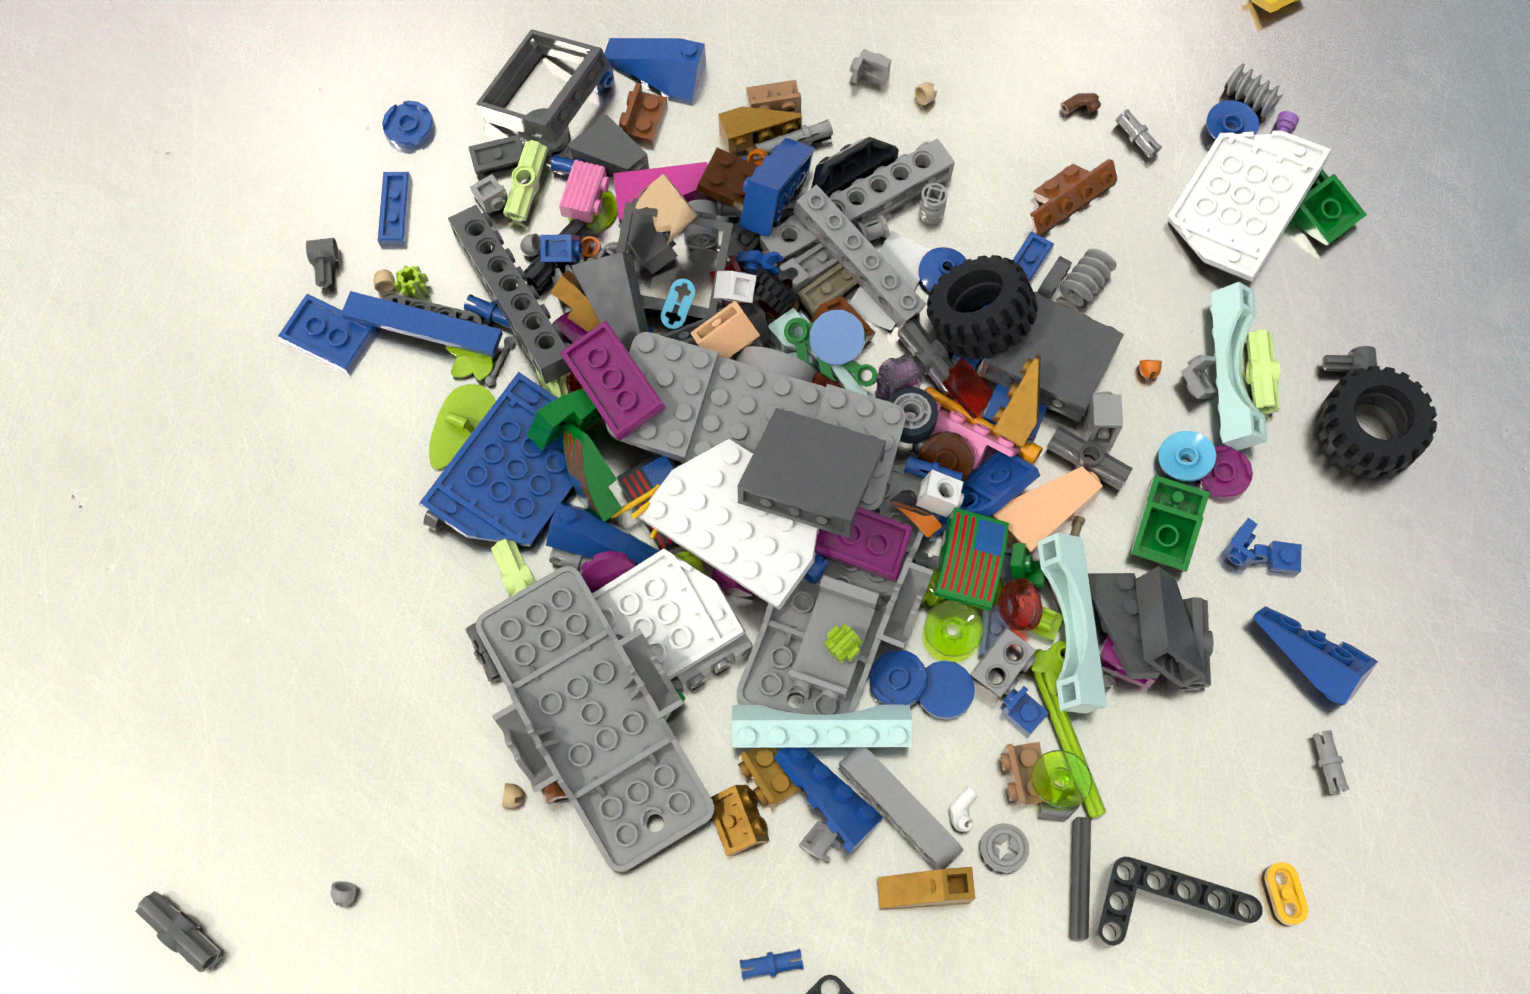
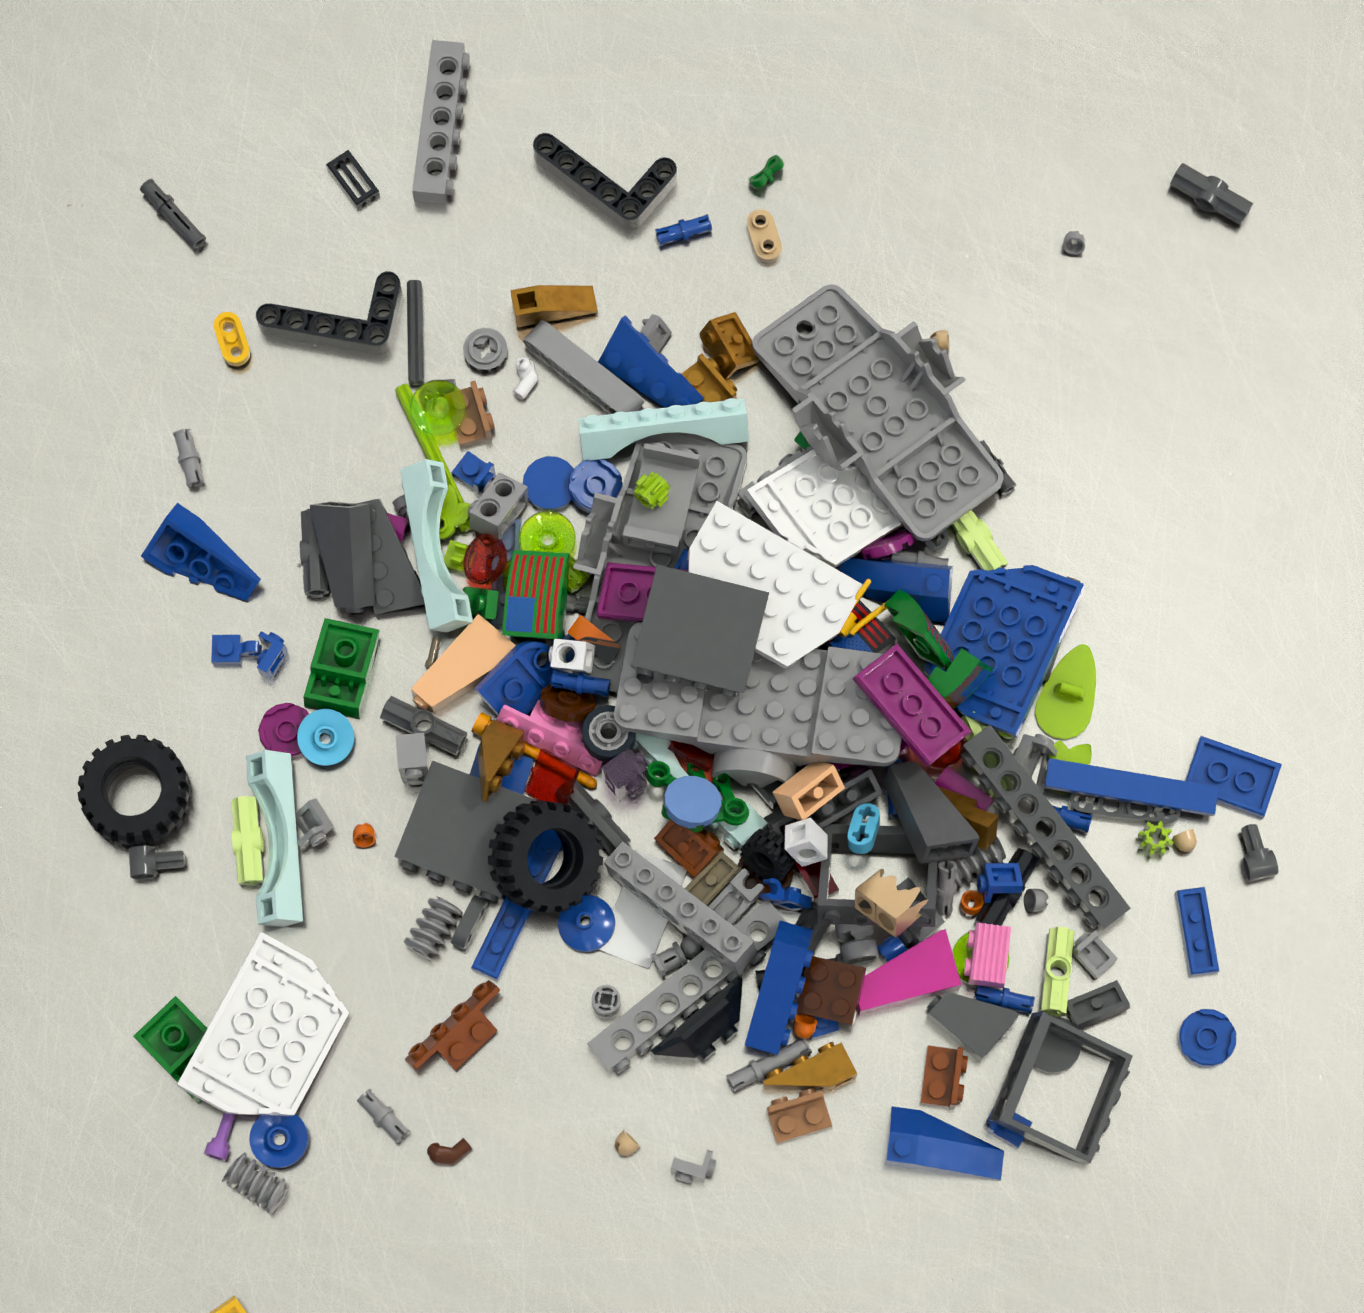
camera: 170 degrees right, 5 degrees up
(512, 367) = (1031, 750): none -> light grey bracket
(682, 946) = (763, 235): none -> tan plate

